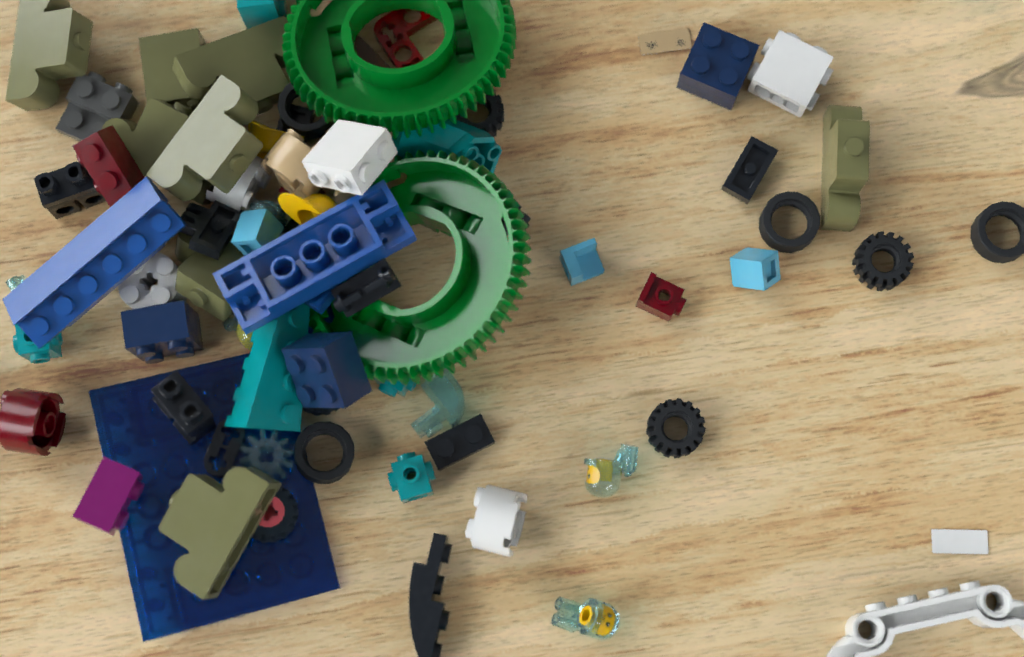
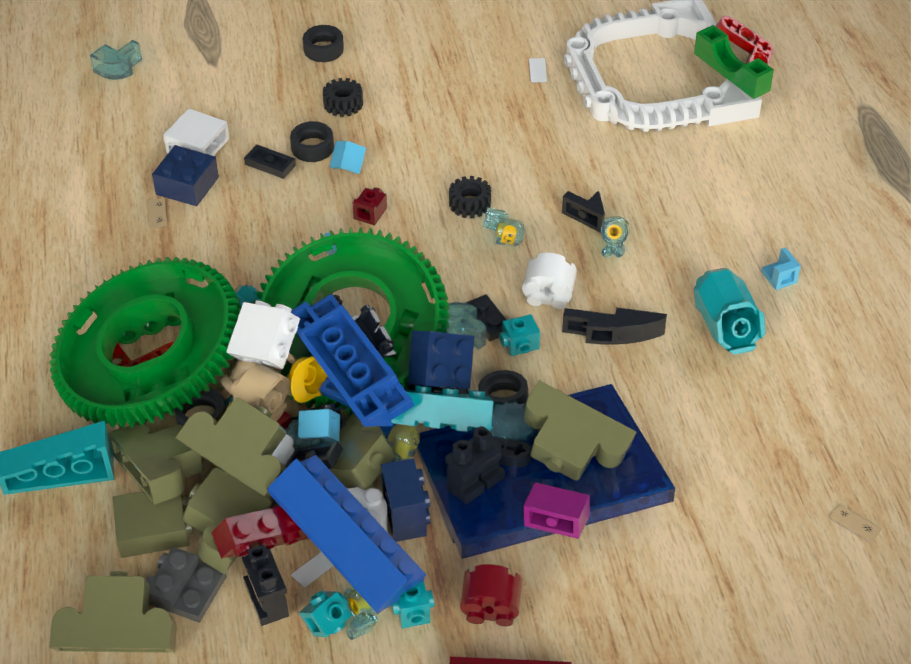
camera: 95 degrees left, 30 degrees down
(31, 248) = (326, 613): none -> teal brick
(637, 591) = (585, 211): none -> black slope
(843, 166) = (269, 105): olive brick -> none

